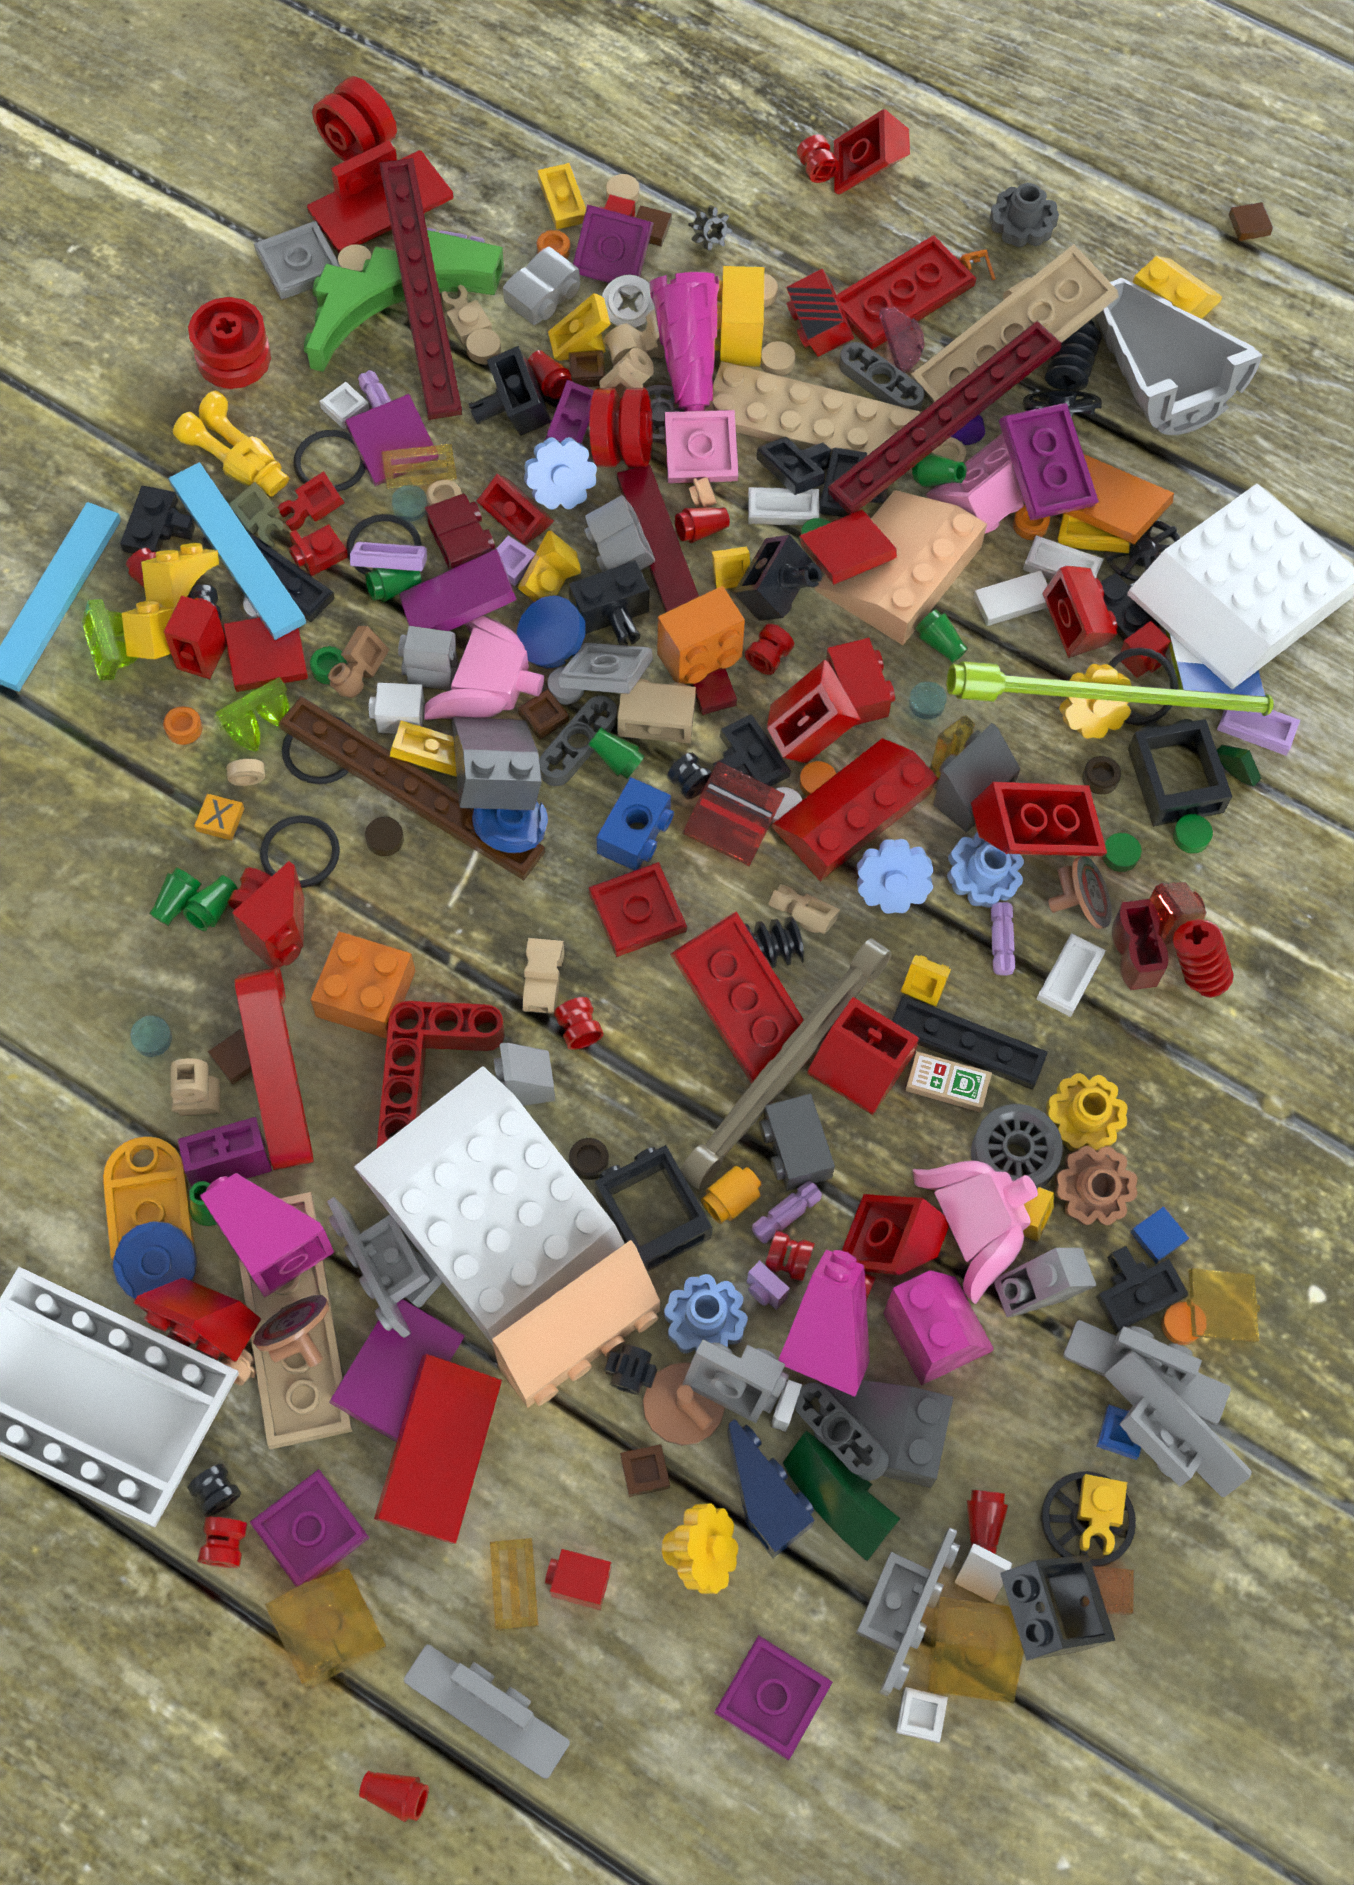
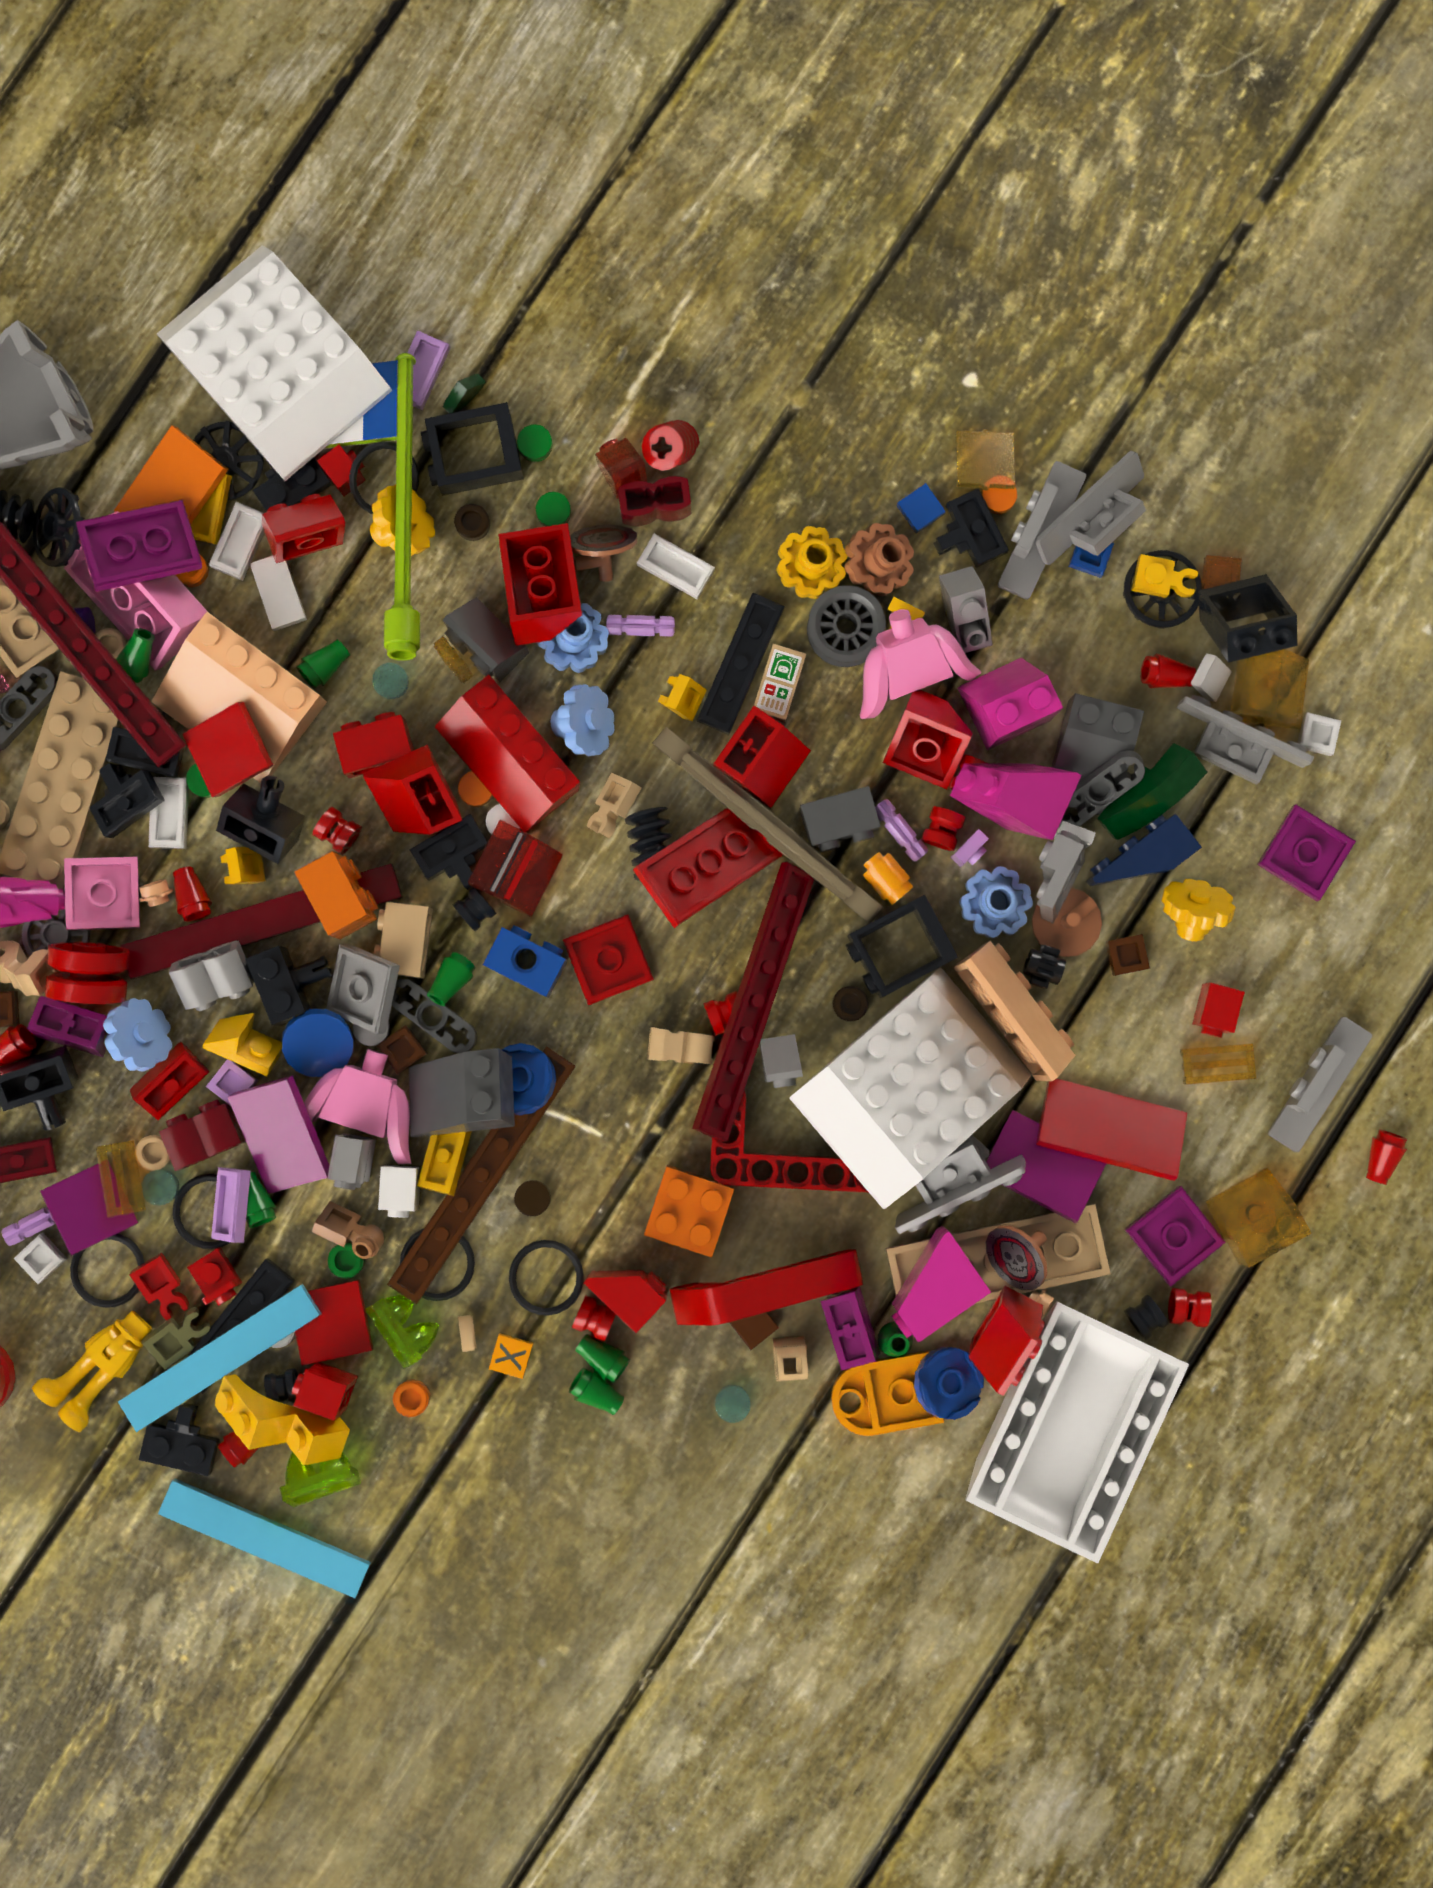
camera: 90 degrees left, 20 degrees up
(590, 1044) = (753, 1002): none -> dark red tile

